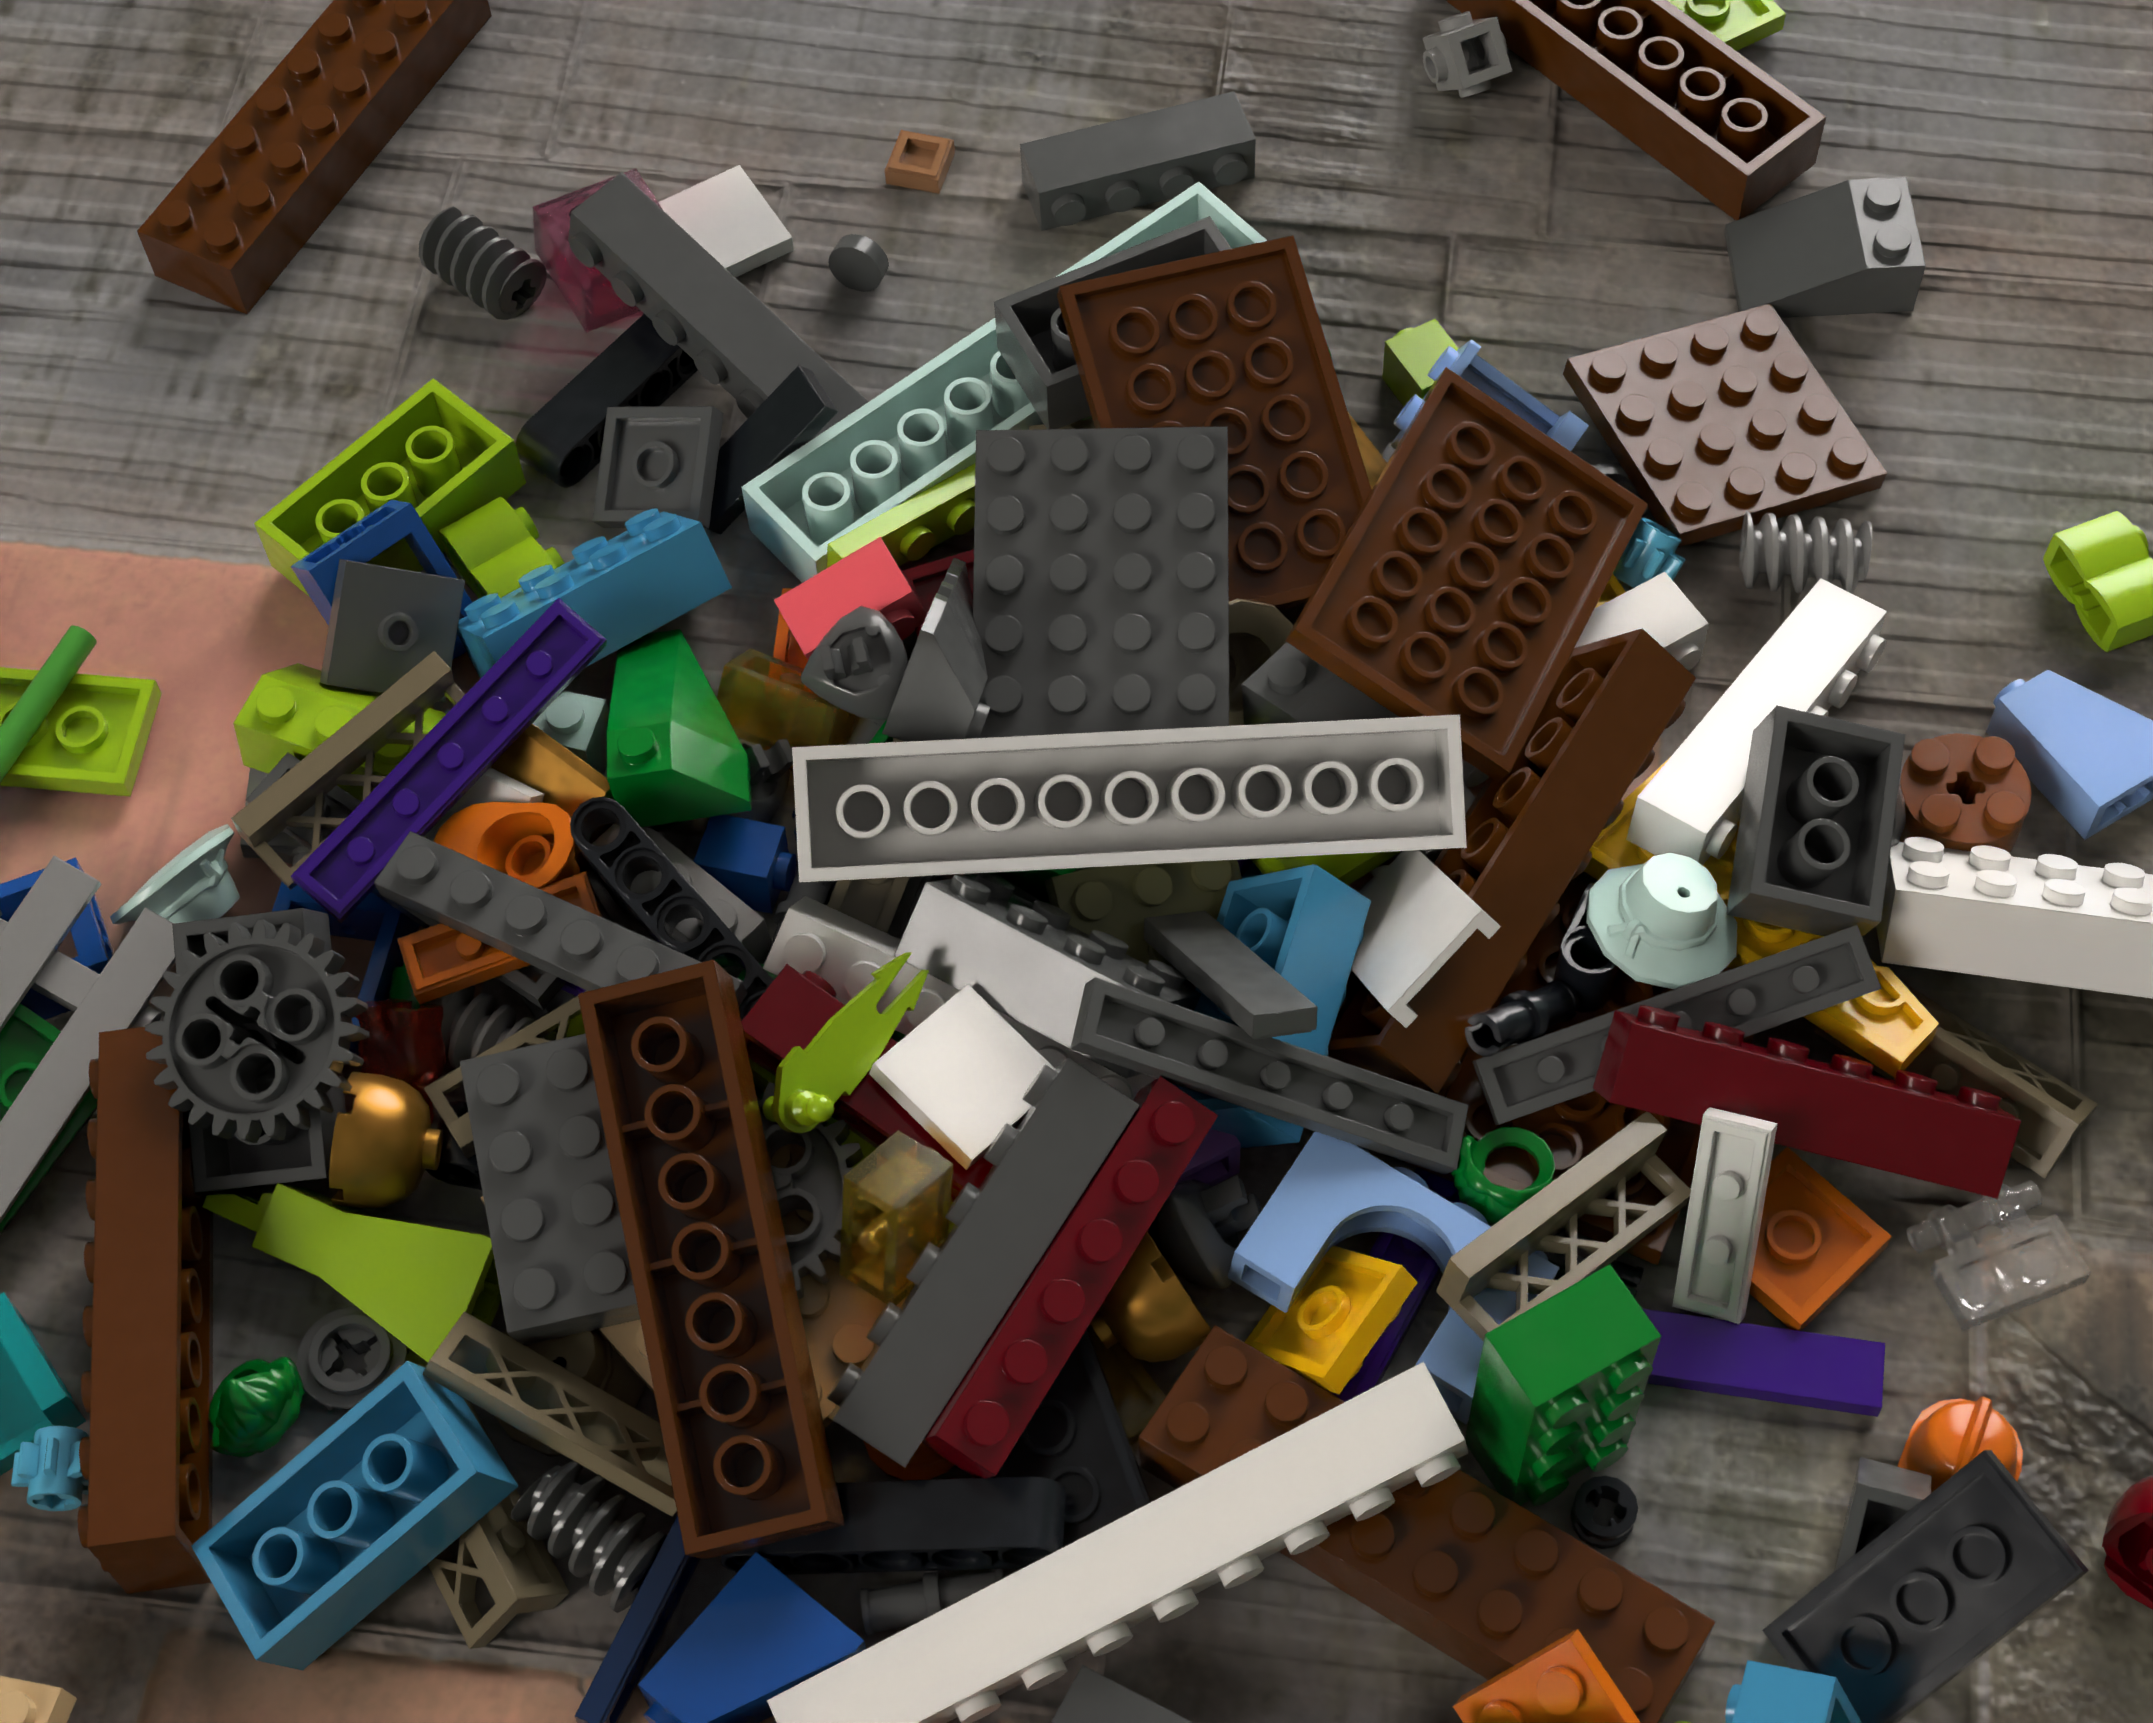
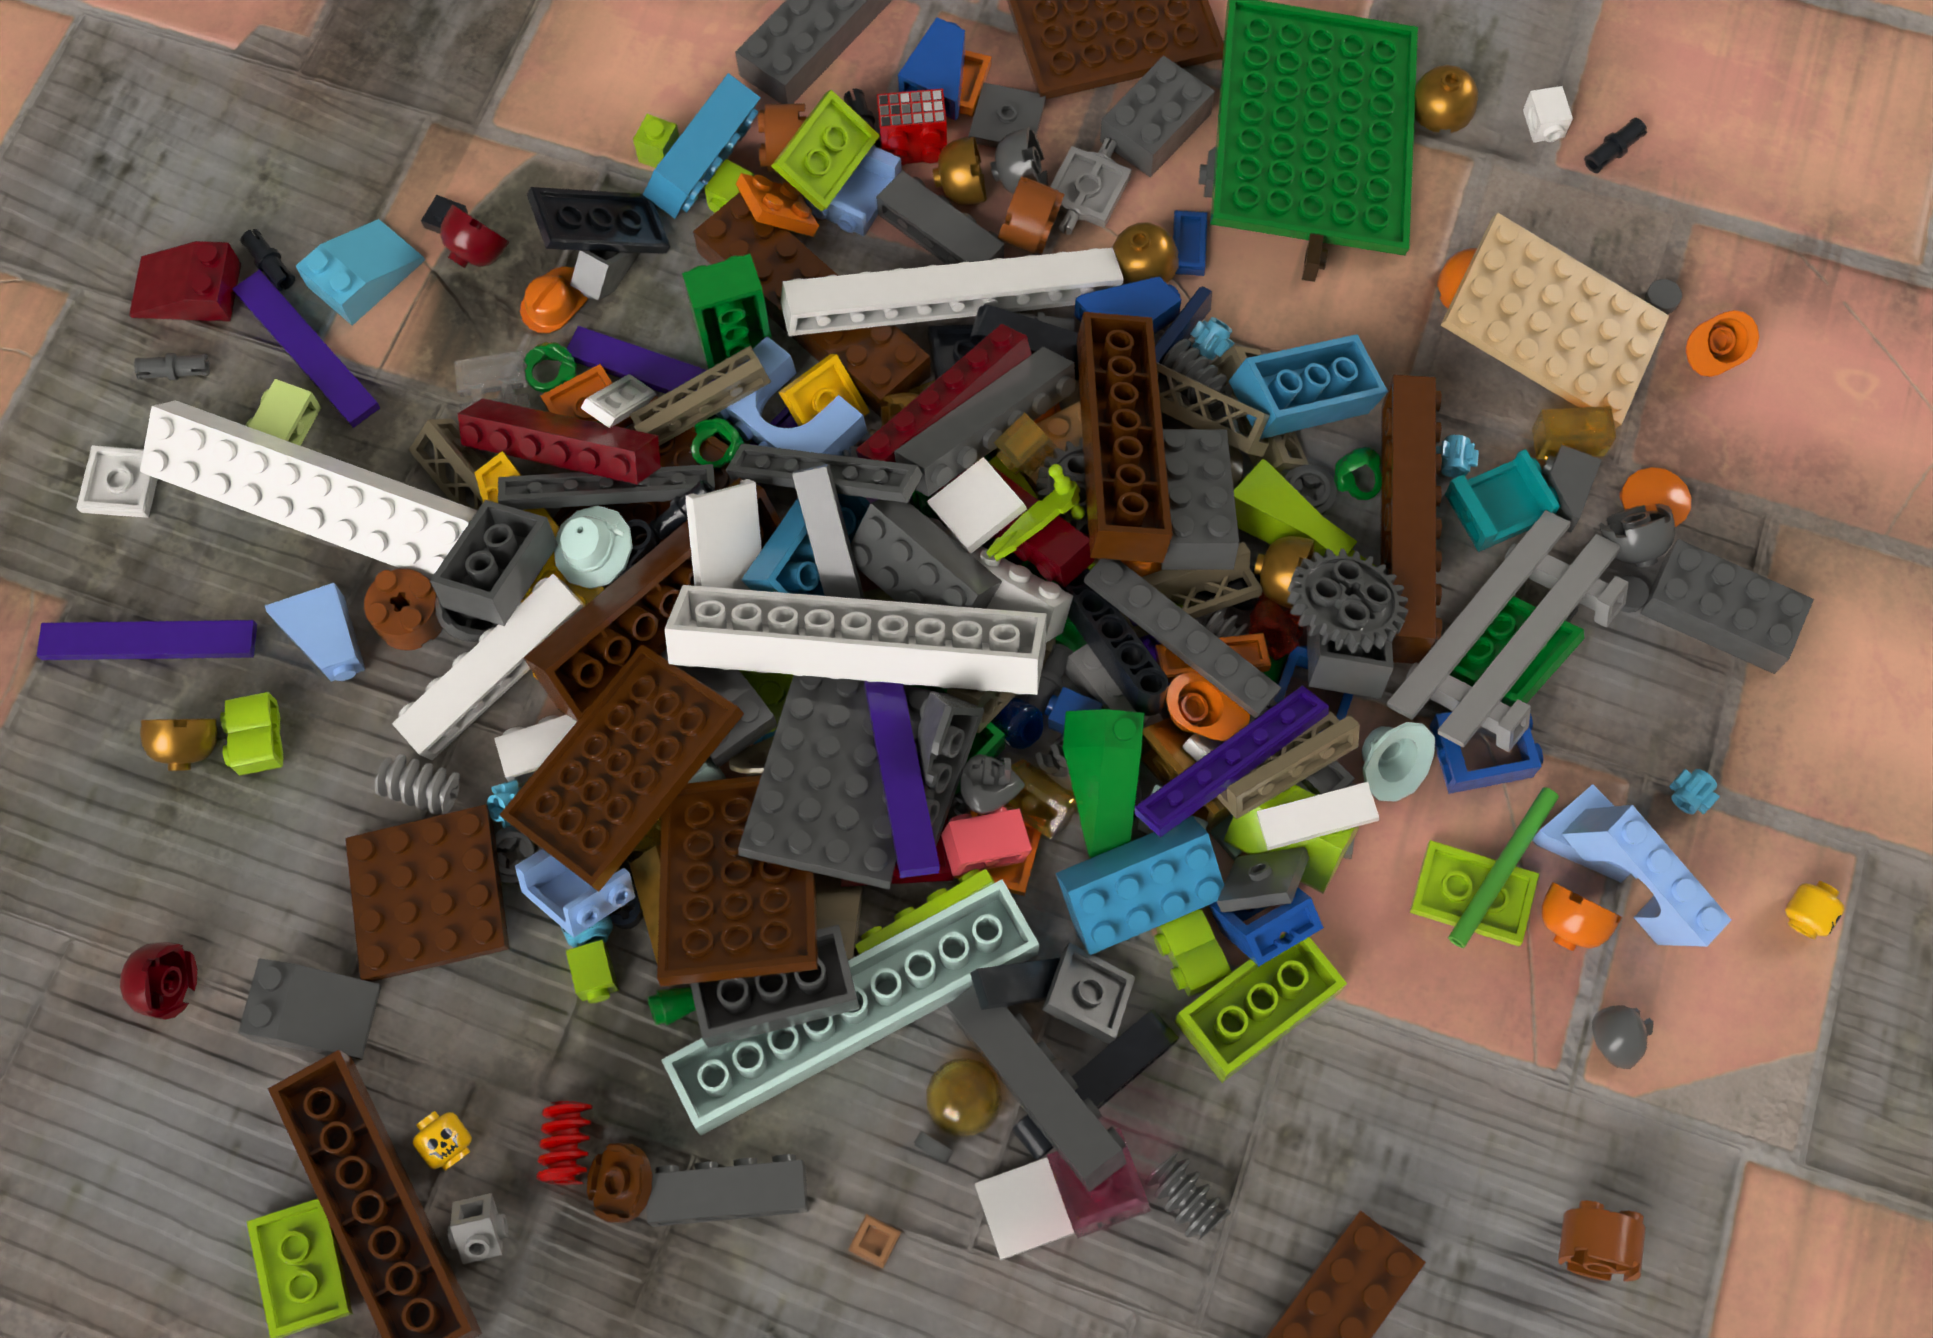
camera: 170 degrees left, 10 degrees up
(298, 696) = (1317, 816): none -> white tile
(567, 1630) = (1212, 338): none -> medium azure gear
(836, 321) = (964, 1097): none -> clear yellow cylinder
(992, 581) = (901, 779): none -> dark purple tile
(1287, 136) = (619, 1183): none -> reddish brown tile
(1387, 171) = (563, 1142): none -> red piece
(1560, 142) = (442, 1140): none -> yellow head
(1899, 1325) = (554, 352): none -> green piece
(2066, 232) = (157, 979): none -> dark red cylinder

